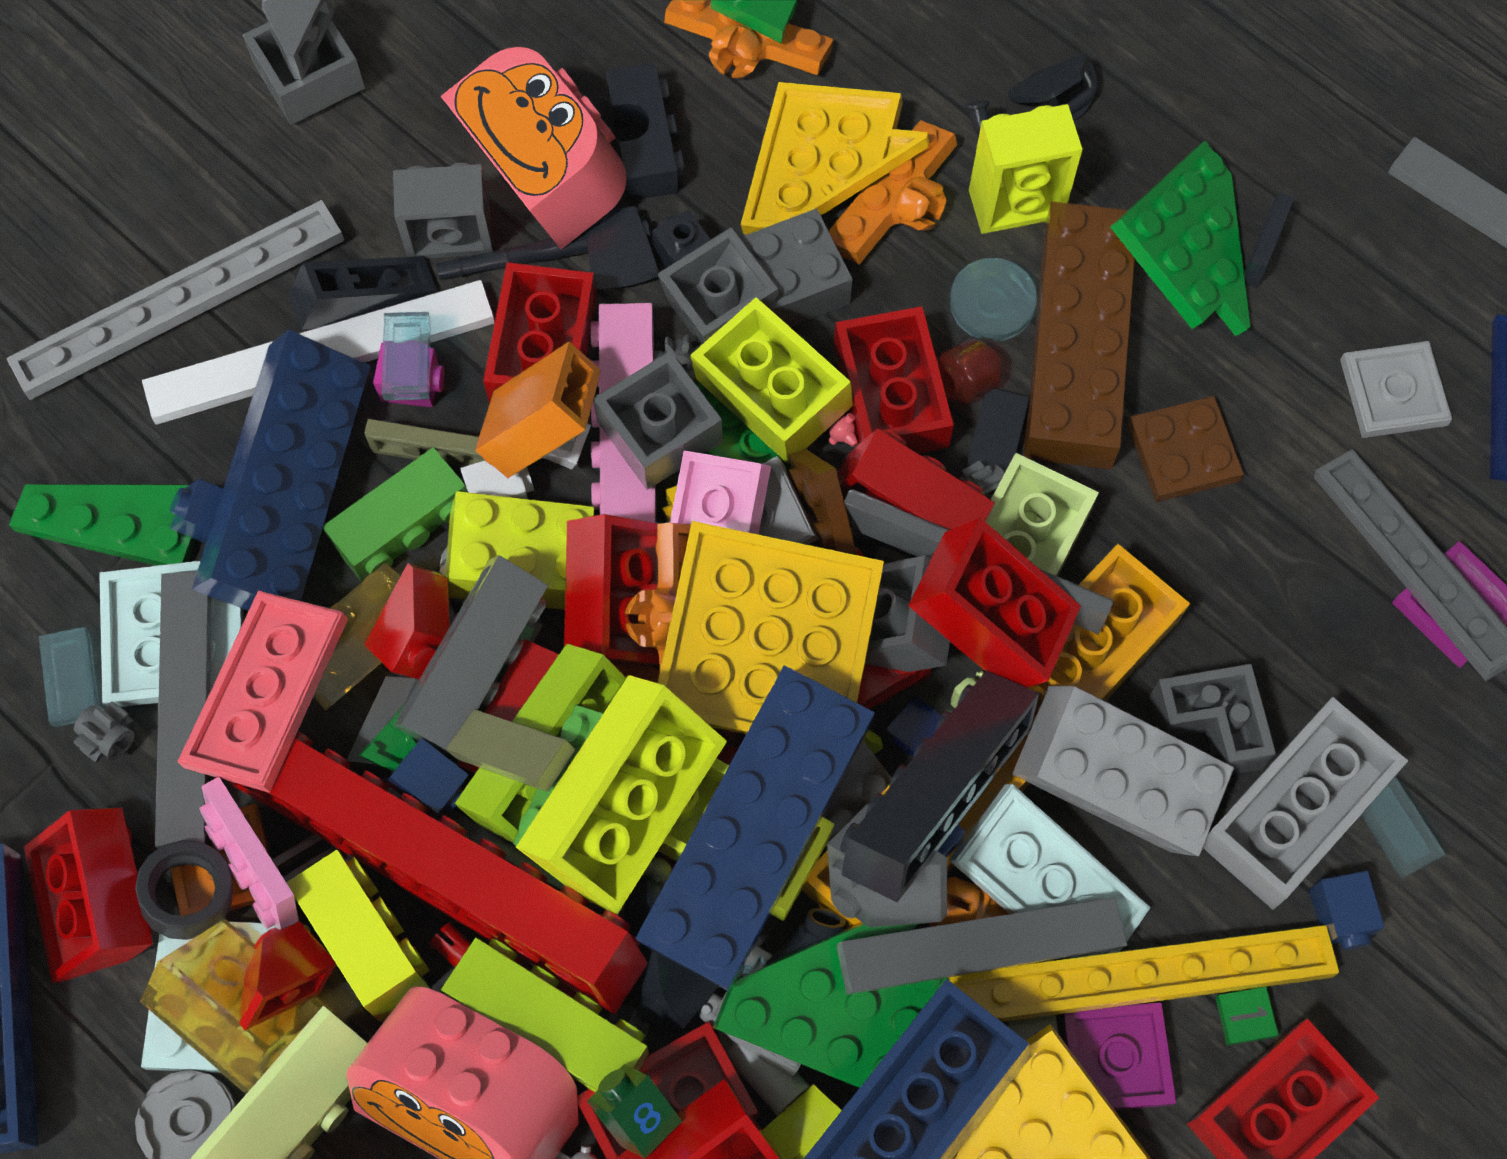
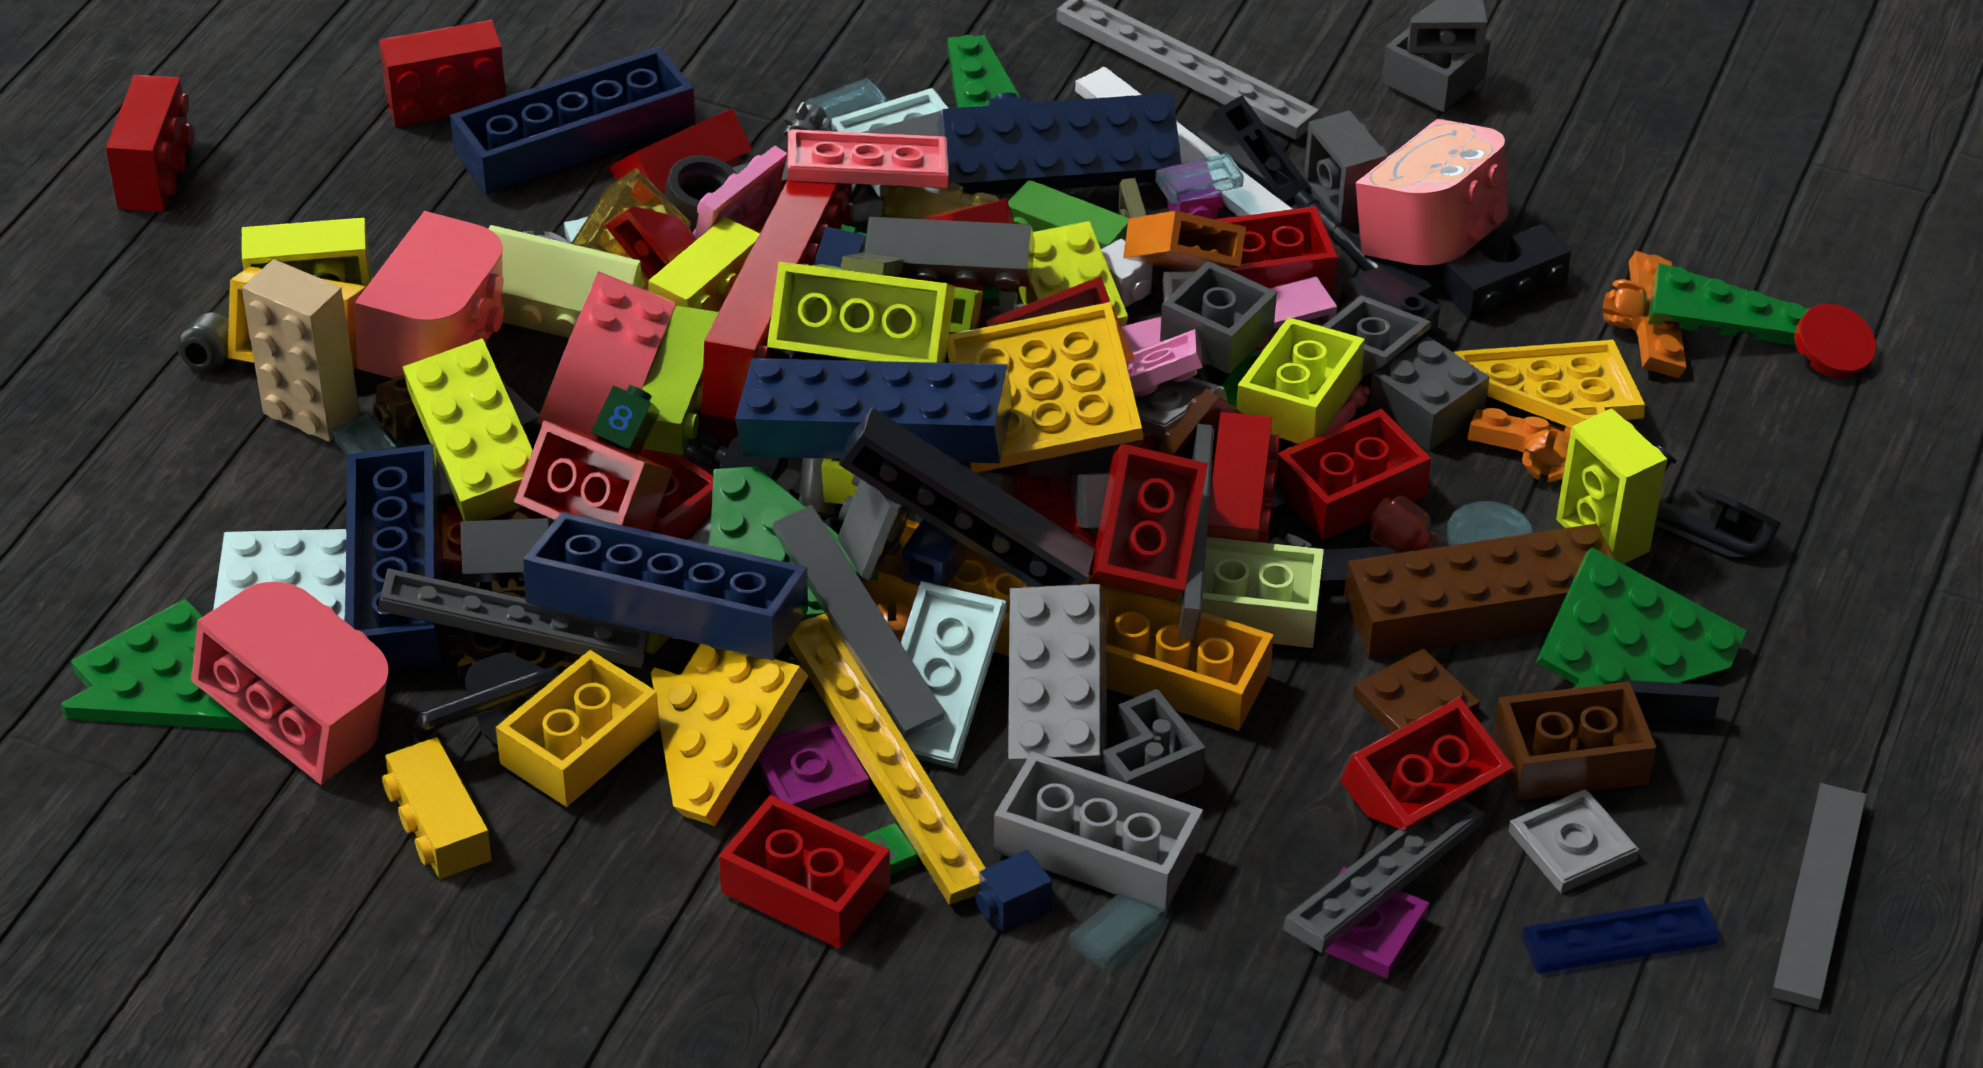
camera: 70 degrees right, 25 degrees down
(1305, 338) = (1574, 740): none -> reddish brown brick
(1306, 478) = (1424, 767): none -> red slope

